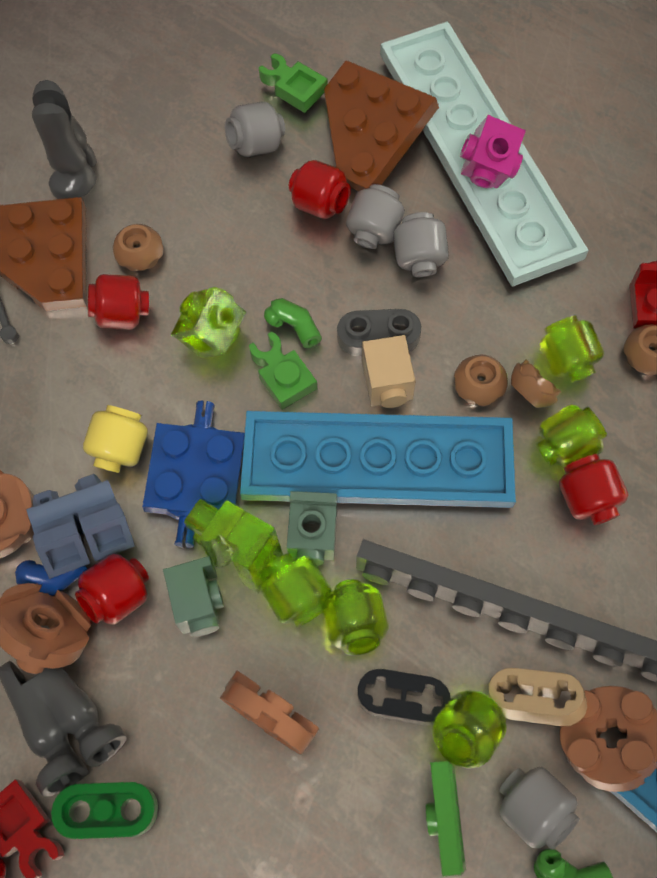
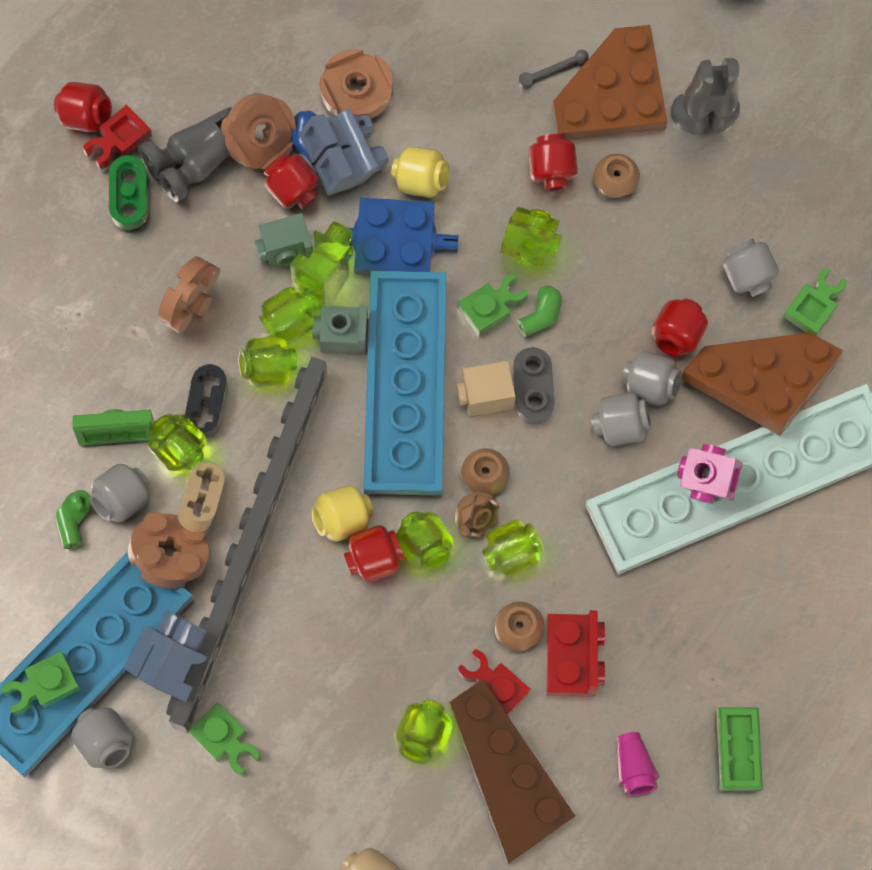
camera: 85 degrees right, 5 degrees up
(546, 527) = (341, 513): none -> light yellow head

